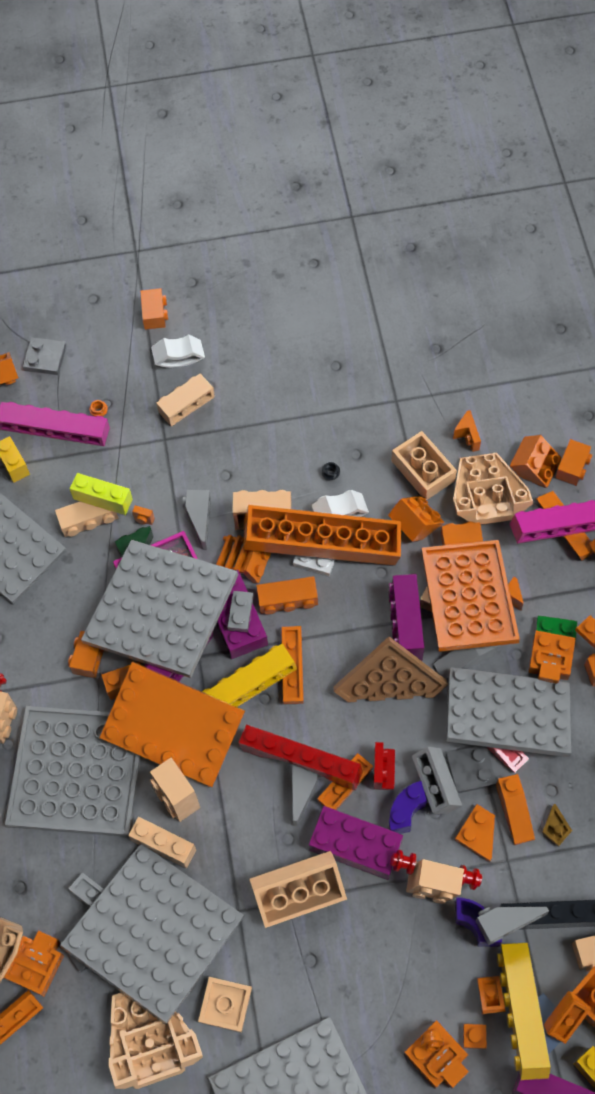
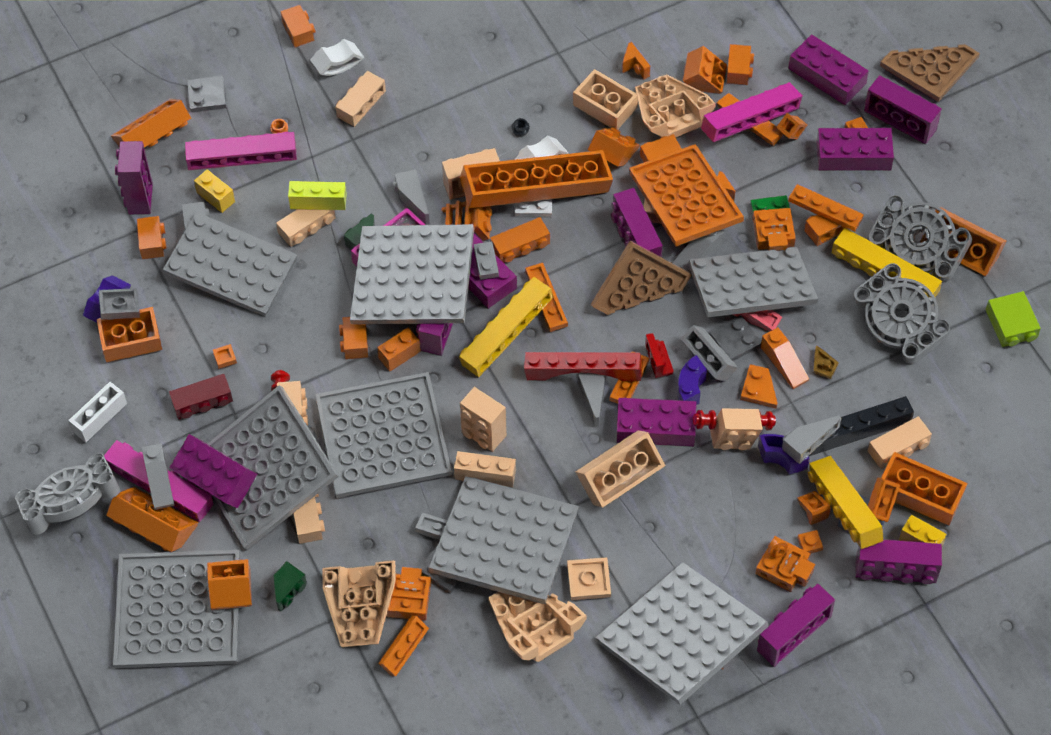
camera: 20 degrees left, 5 degrees down
(143, 515) = (360, 207): orange plate -> none
(173, 721) = (447, 363): orange plate -> none

